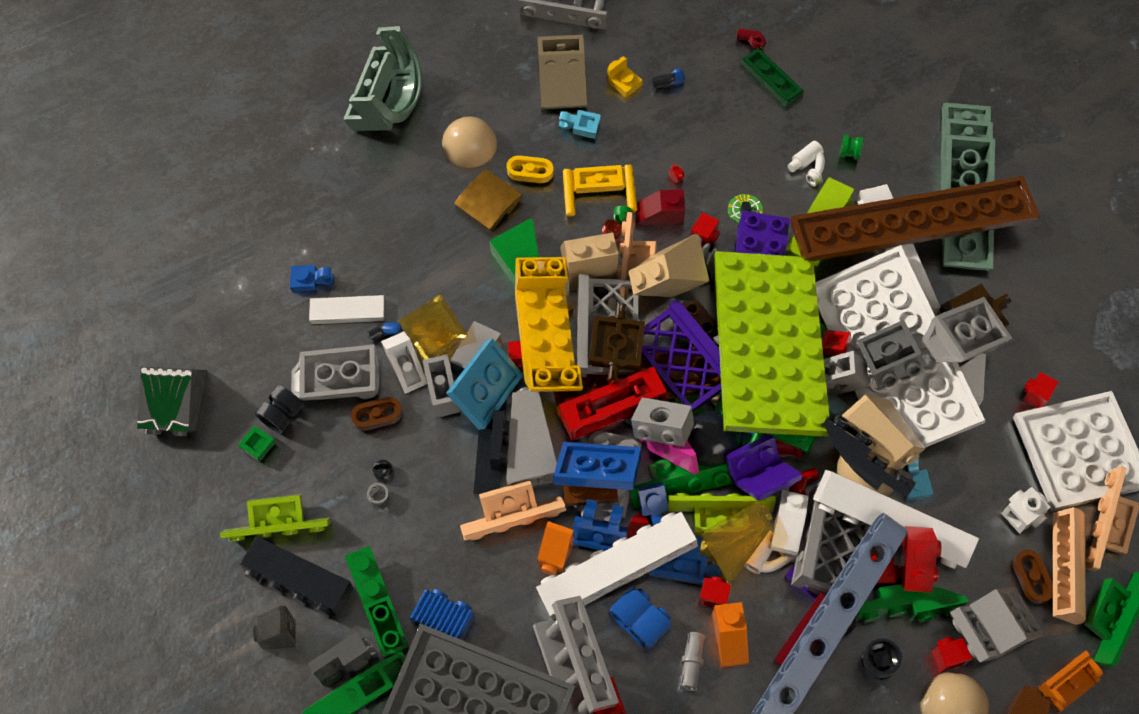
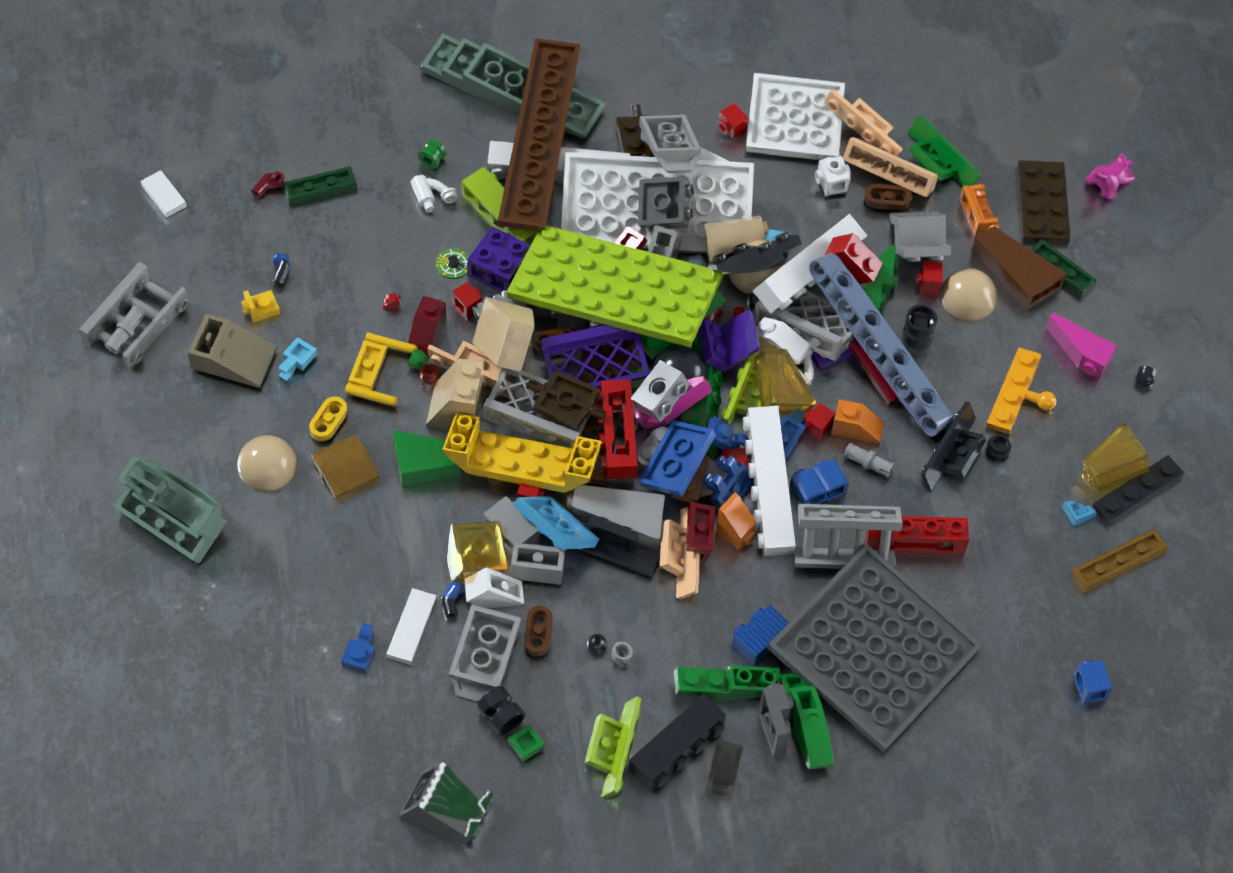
camera: 75 degrees left, 5 degrees down
(531, 516) = (700, 530): none -> dark red panel

